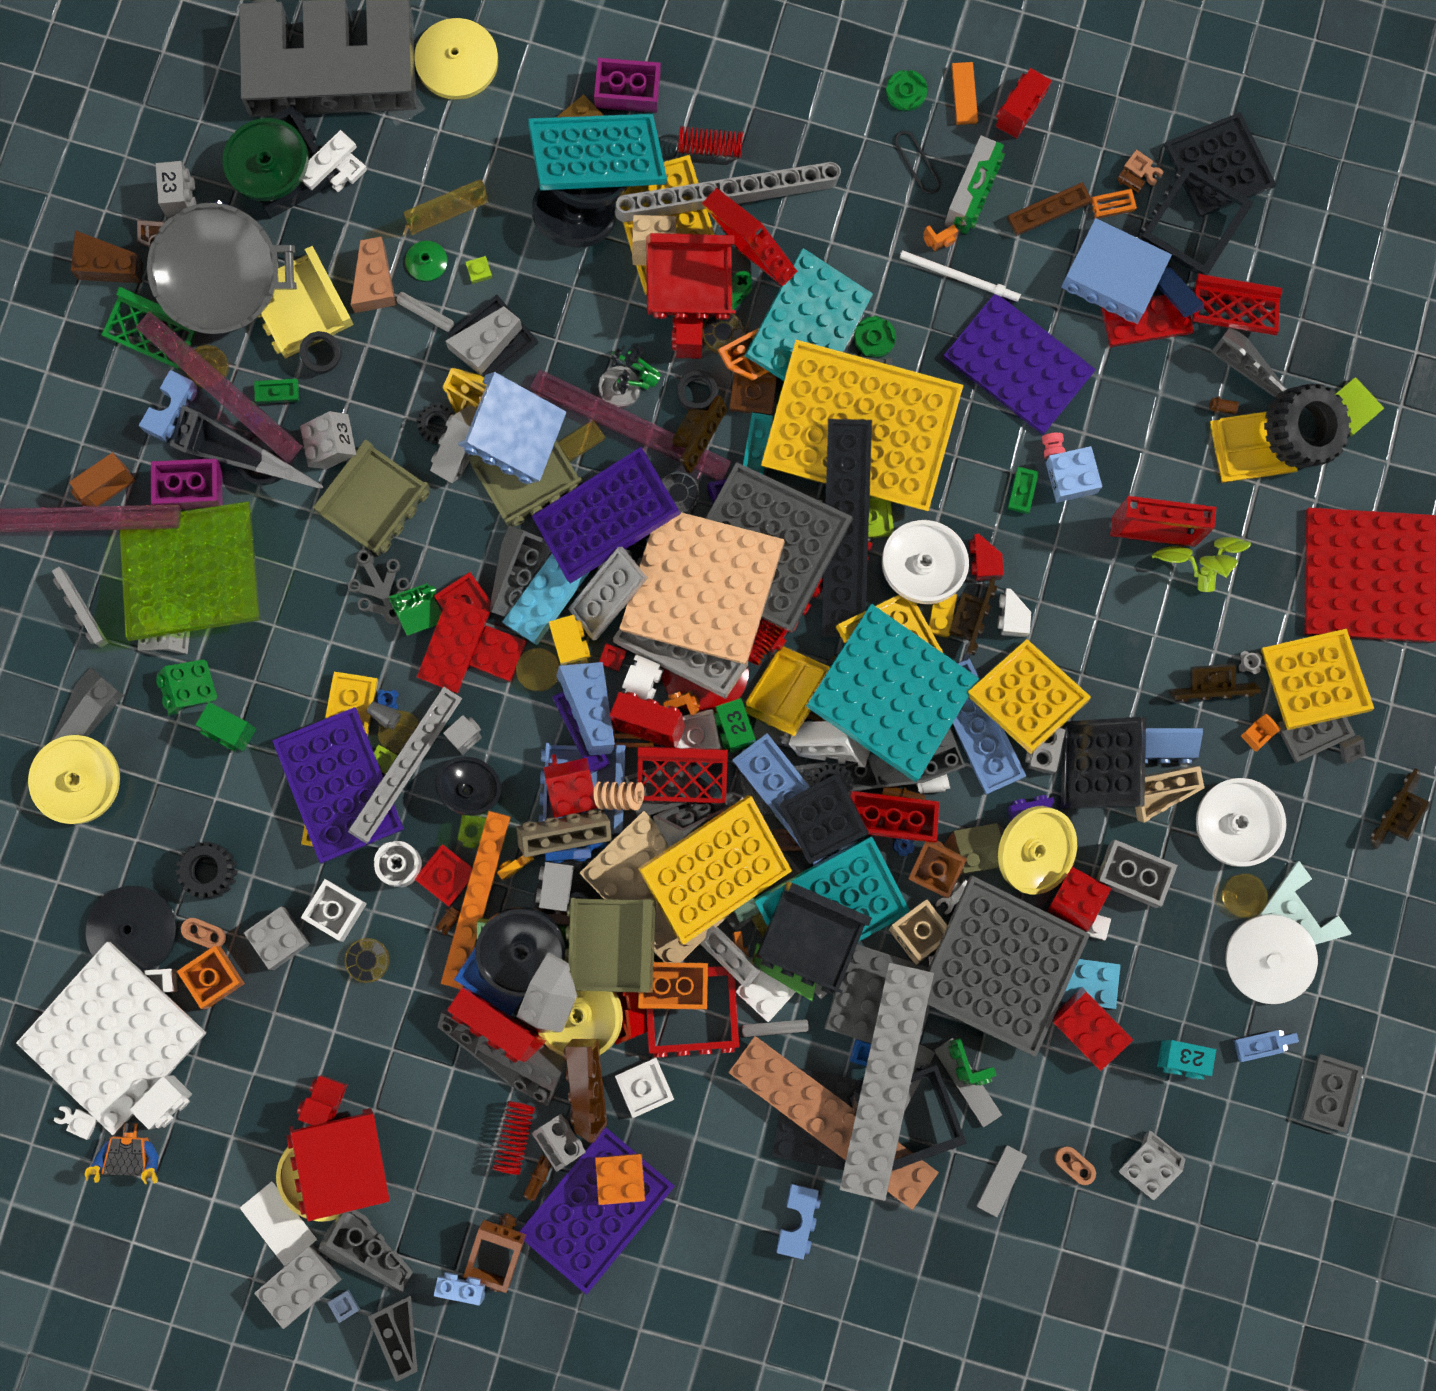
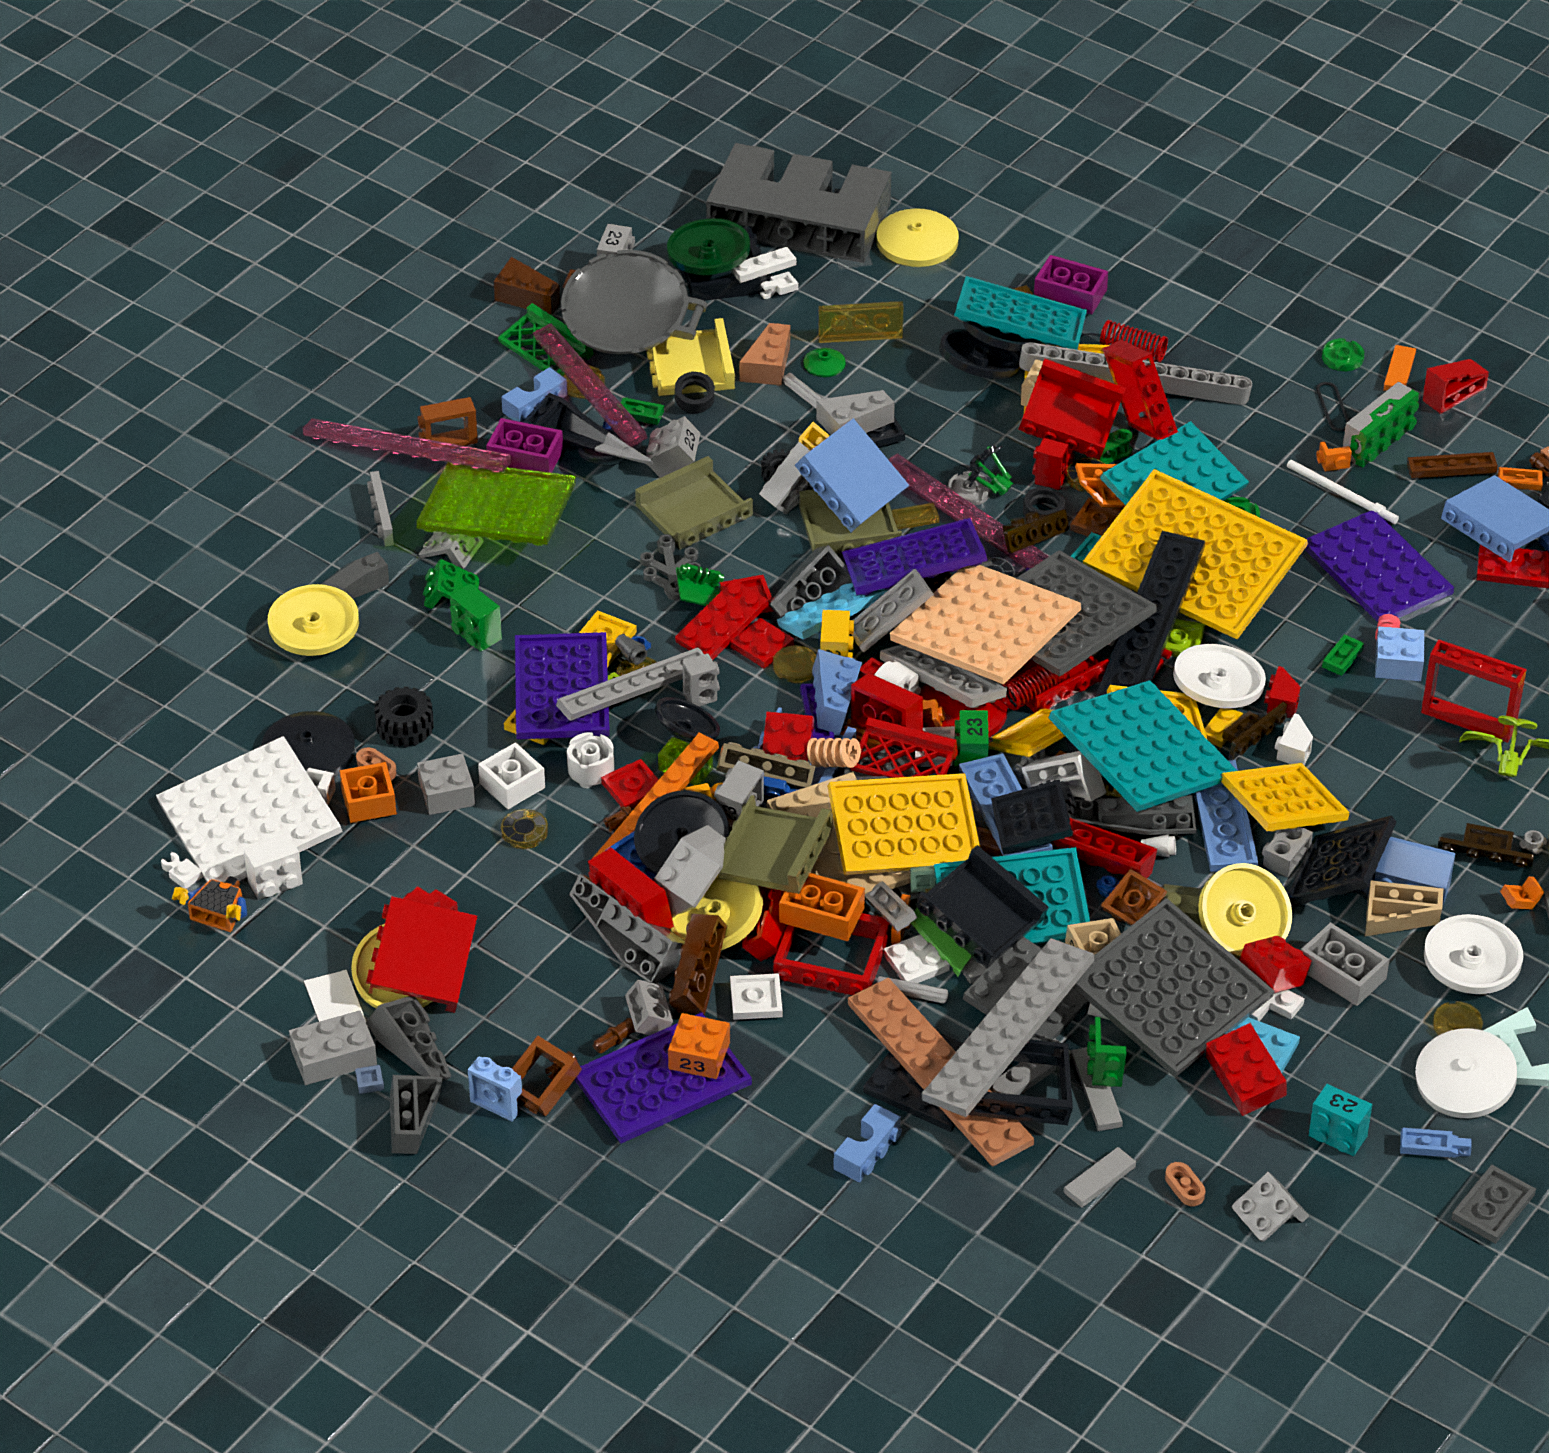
camera: 25 degrees right, 35 degrees down
(479, 270) = (871, 378): lime plate -> none
(516, 1171) = (590, 1008): red piece -> none

